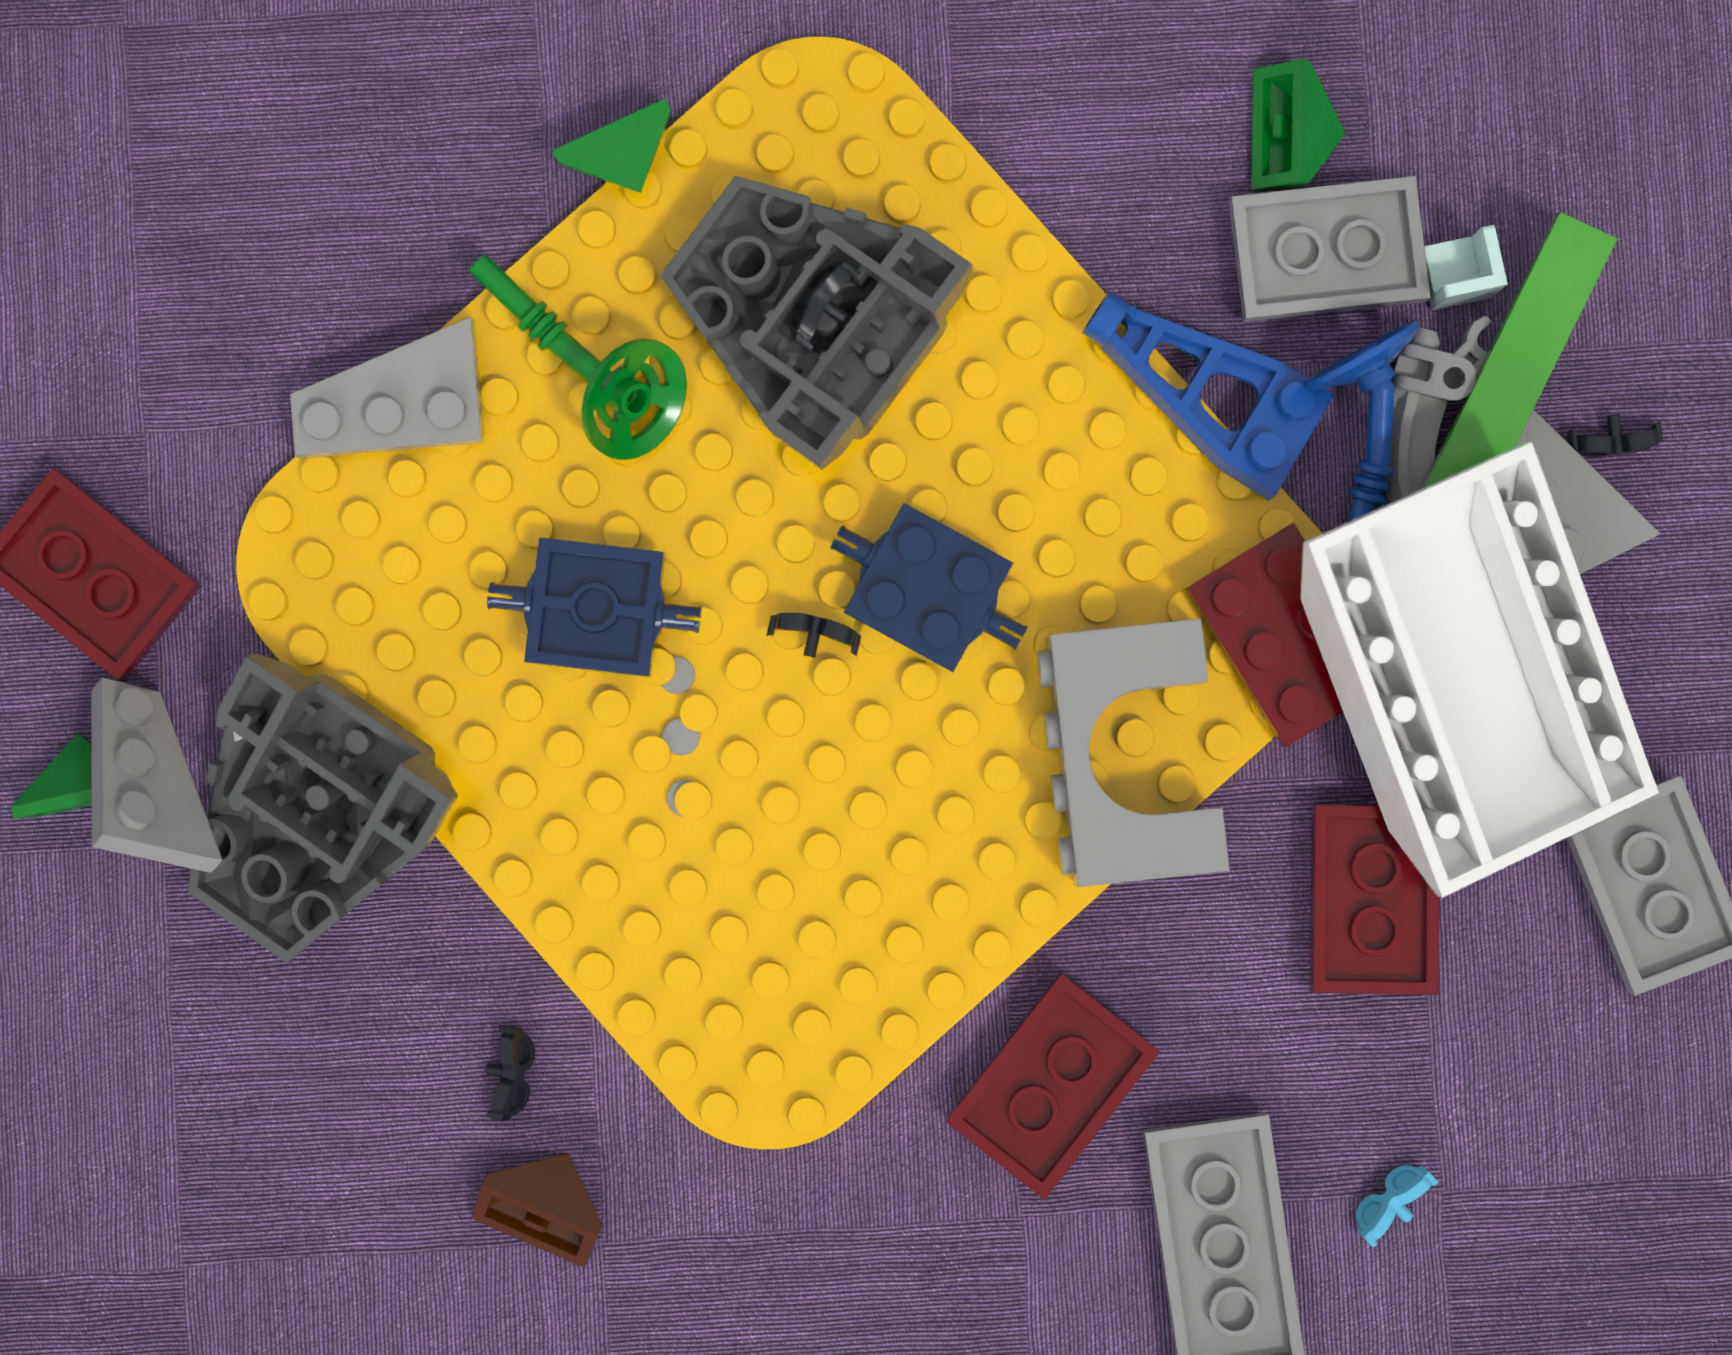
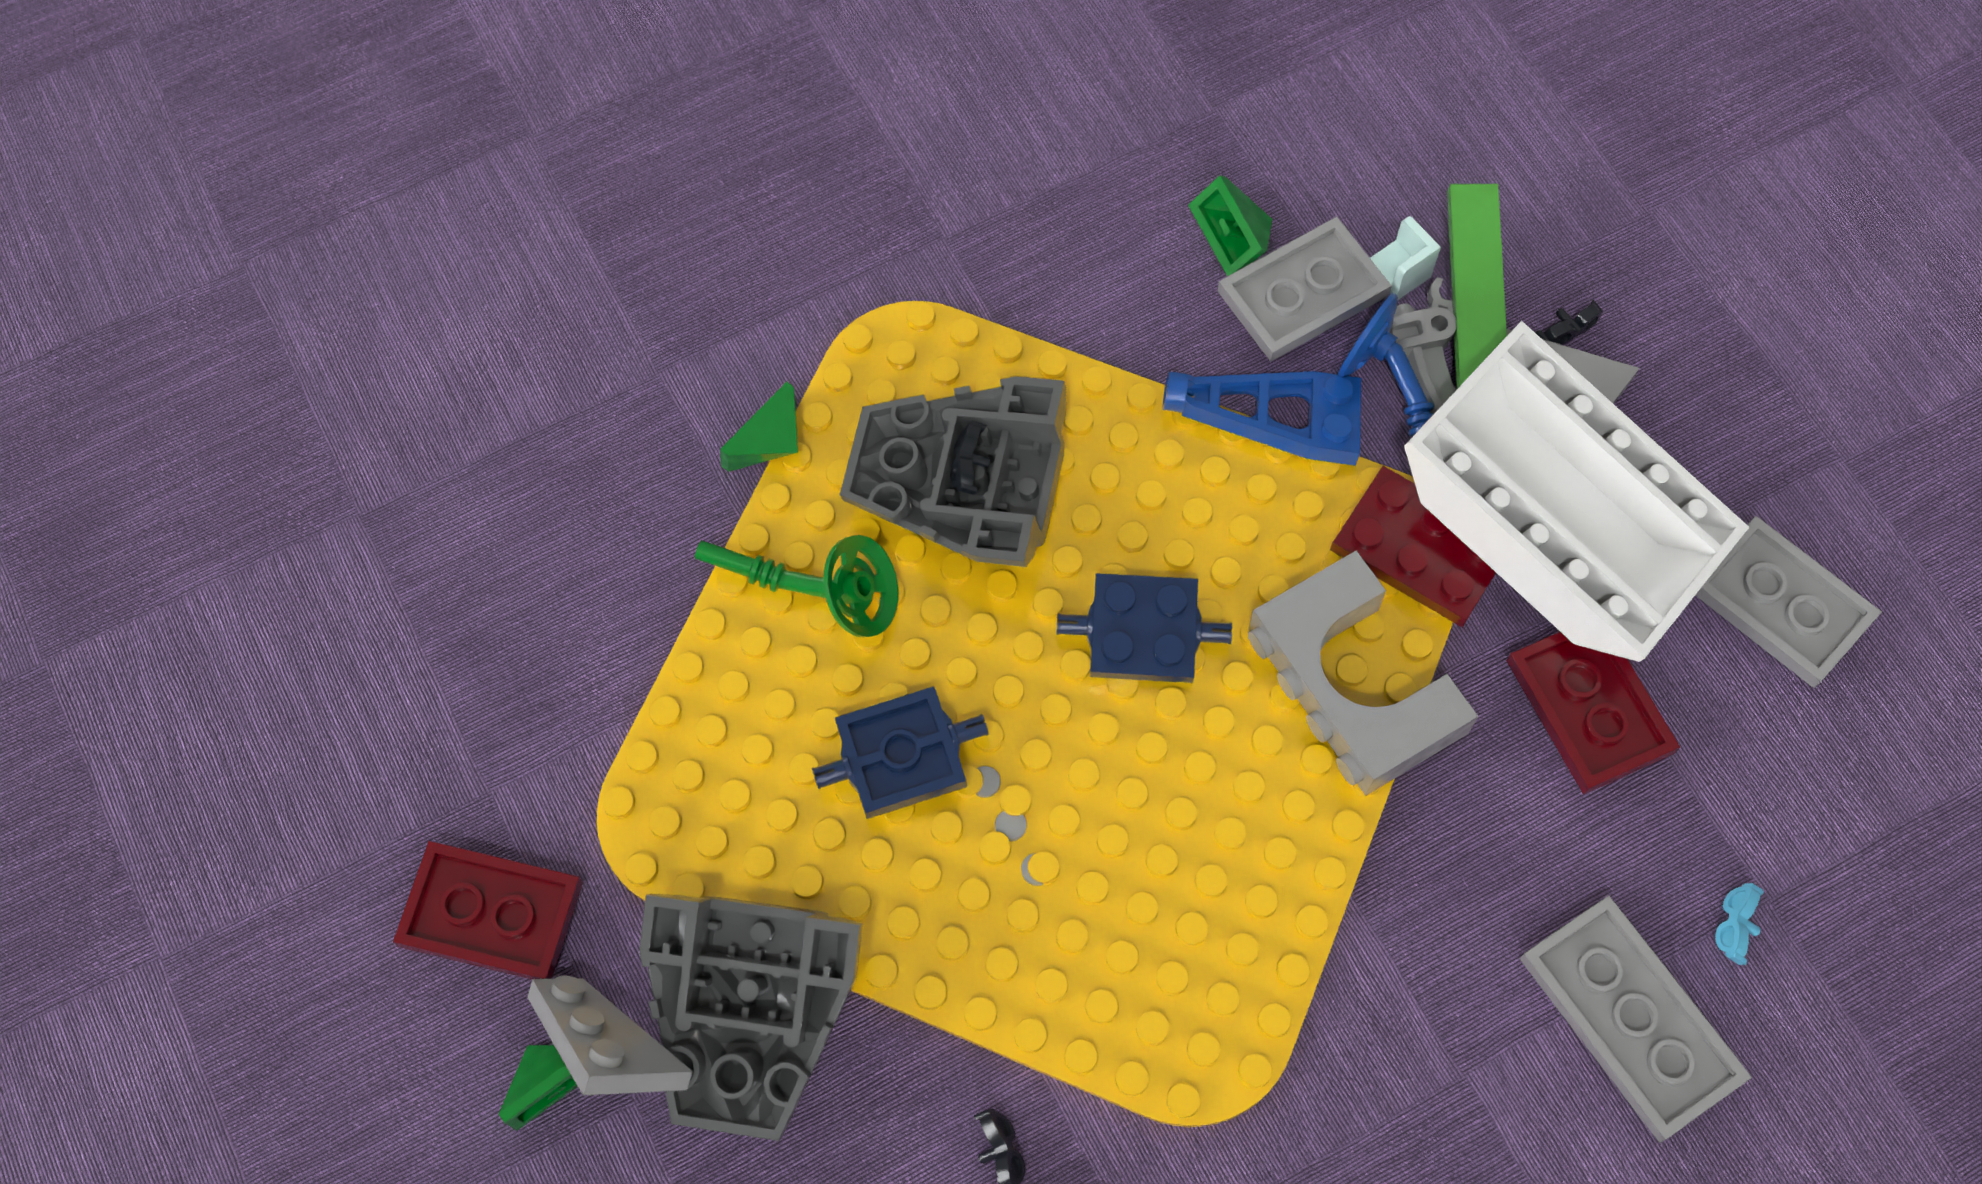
camera: 25 degrees left, 20 degrees down
(397, 401) = (678, 675): light grey wing -> none
(815, 628) = (1083, 690): black piece -> none
(1052, 1086) = (1432, 955): dark red plate -> none

